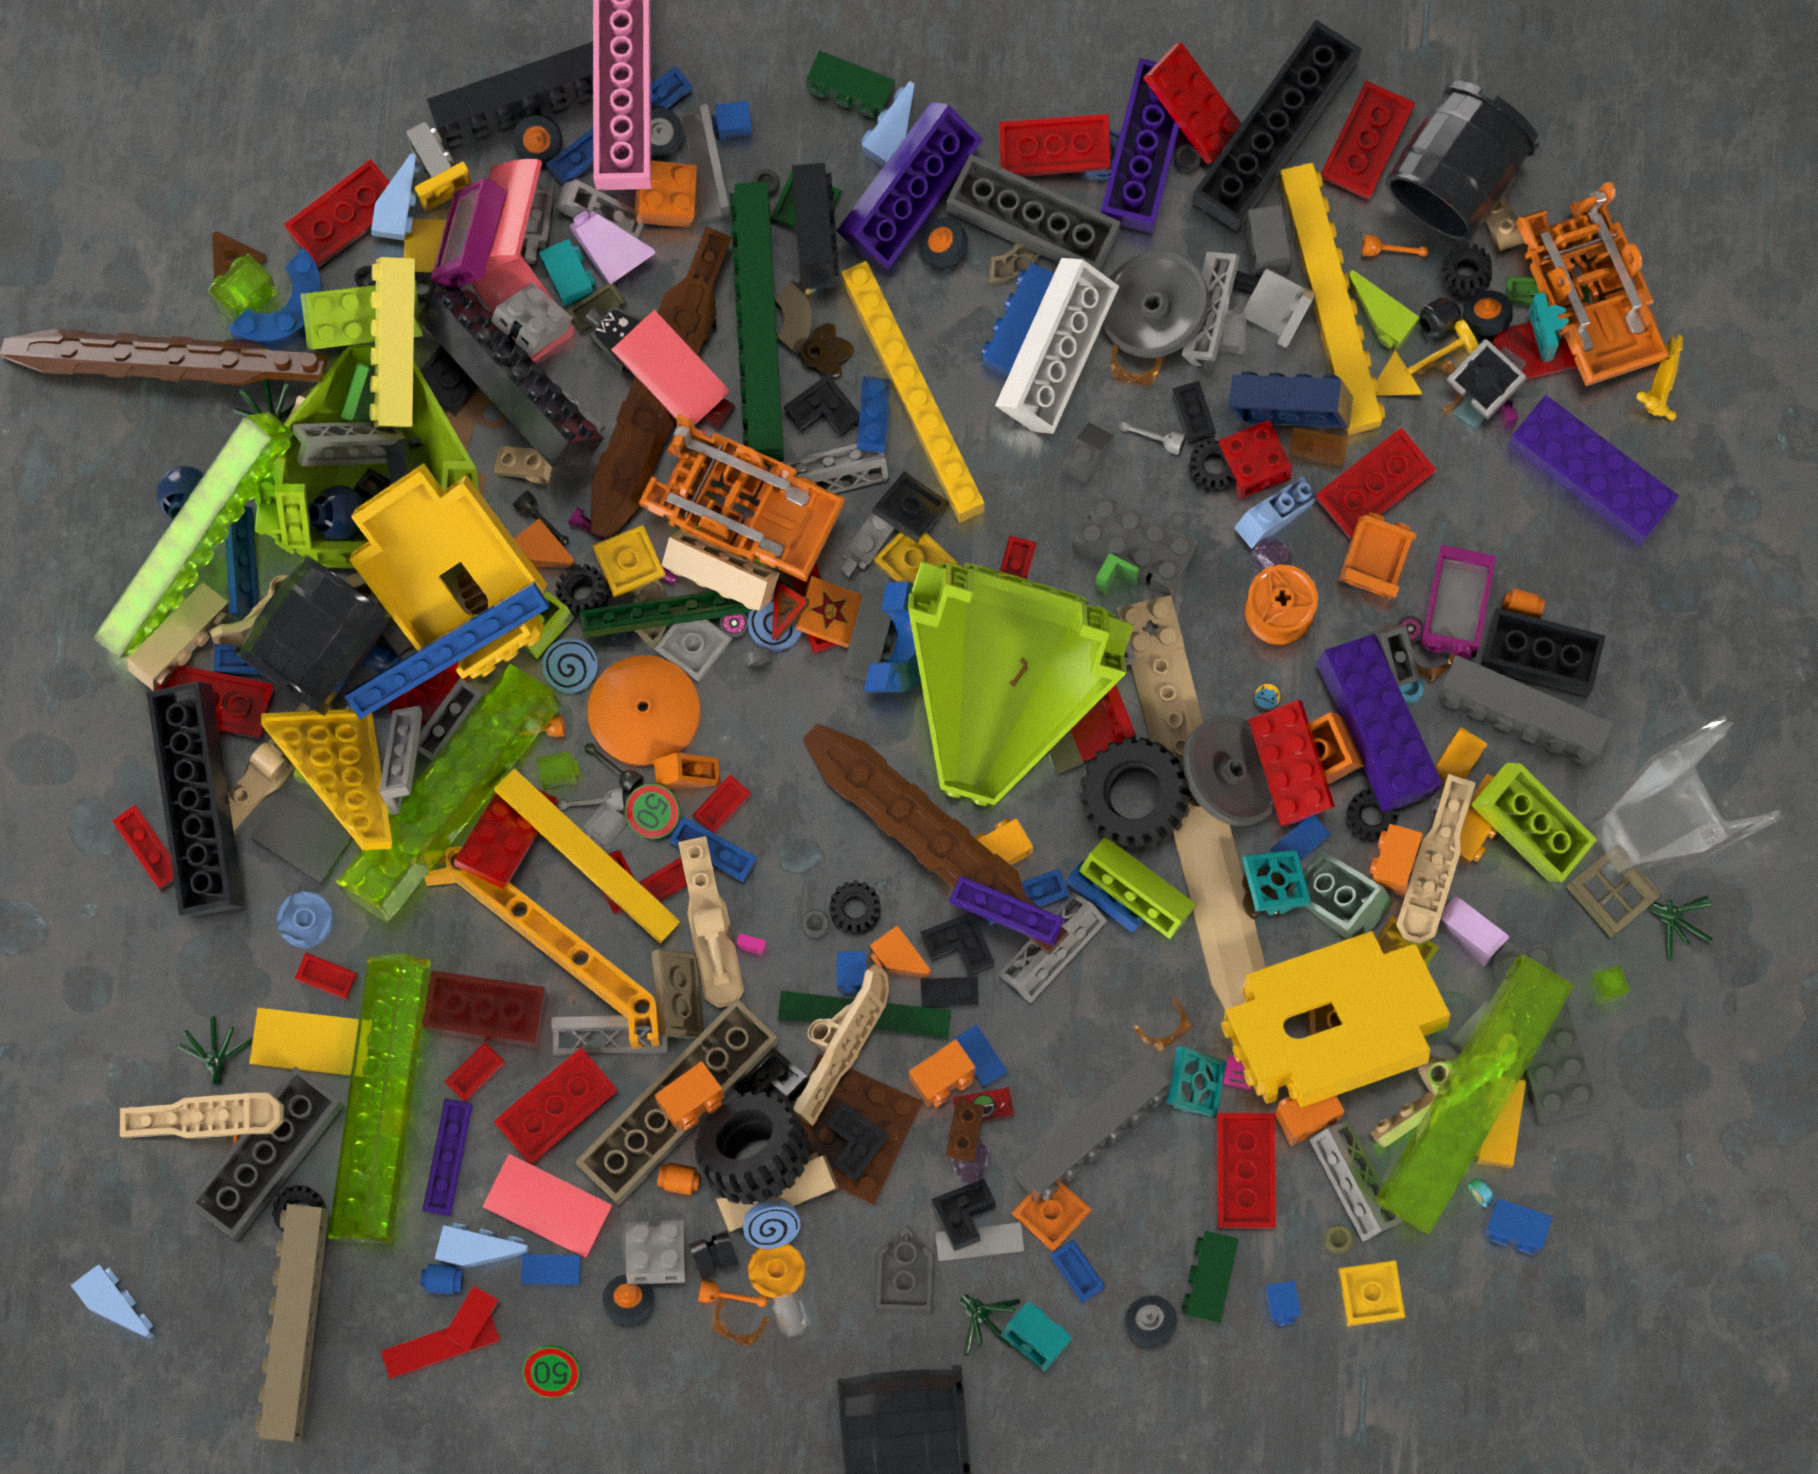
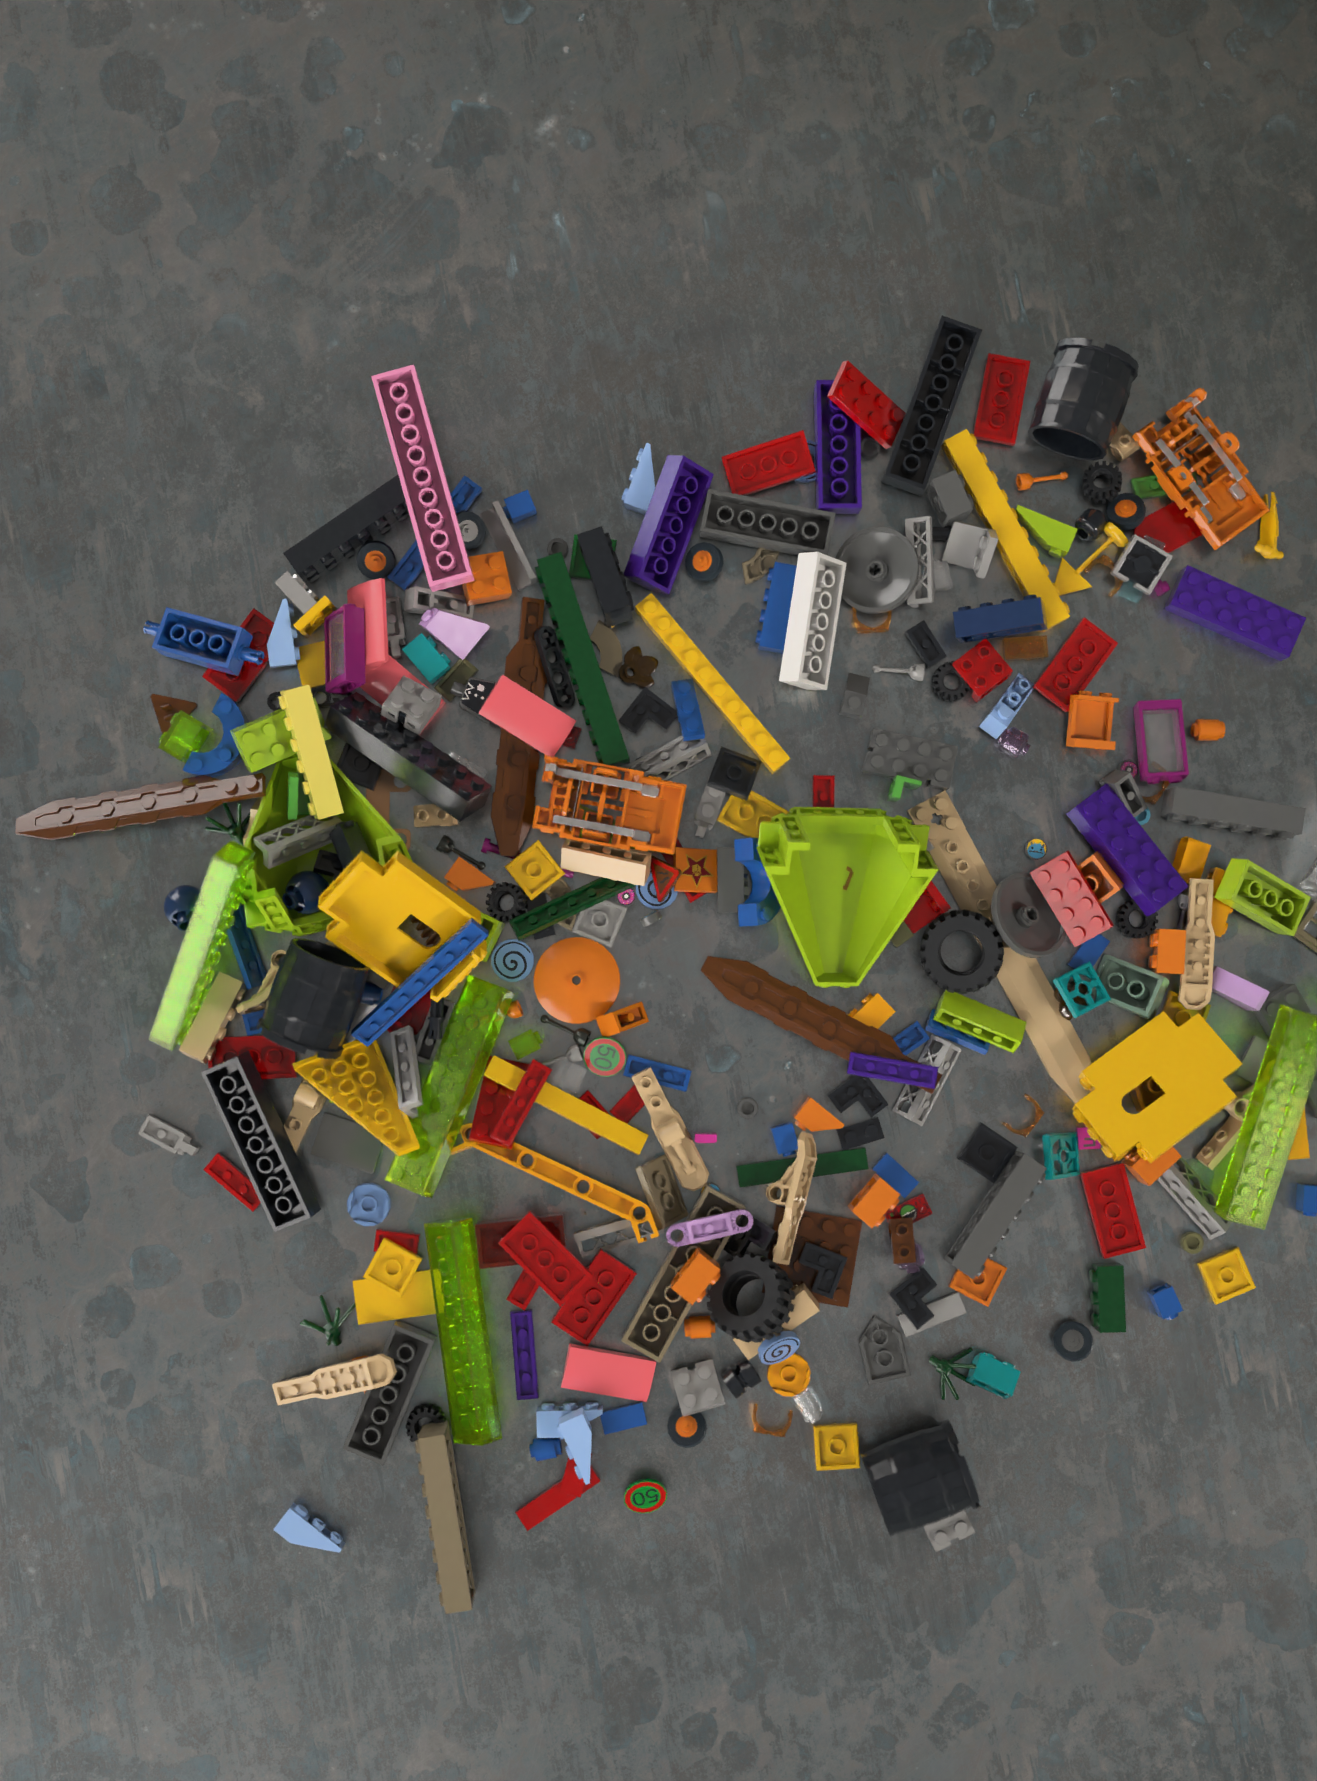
camera: 20 degrees left, 10 degrees up
(78, 769) = (167, 1136): none -> light grey hinge
(297, 181) = (203, 641): none -> blue brick
(313, 1002) = (392, 1267): none -> yellow tile
(455, 703) = (436, 1019): none -> black axle
(488, 1267) = (578, 1436): none -> light blue slope
(508, 1031) = (545, 1258): none -> red plate
(531, 833) = (520, 1103): none -> red tile
(710, 1292) = (745, 1404): orange hinge -> none
(721, 804) = (654, 1036): red tile -> none
(724, 1047) = (709, 1227): none -> lavender plate
(725, 321) = (550, 668): none -> black beam
(812, 1377) = (836, 1446): none -> yellow tile
(850, 84) = (601, 456): dark green brick -> none
(859, 924) = (774, 1075): black tyre -> none
(1077, 1271) = (1008, 1316): blue tile -> none
(1103, 1057) = (987, 1152): none -> black tile
(1281, 604) = (1046, 778): orange piece -> none
(1481, 1192) = (1289, 1182): medium azure tile -> none
(1542, 652) = (1233, 763): black brick -> none
(1545, 324) = (1176, 513): teal piece -> none

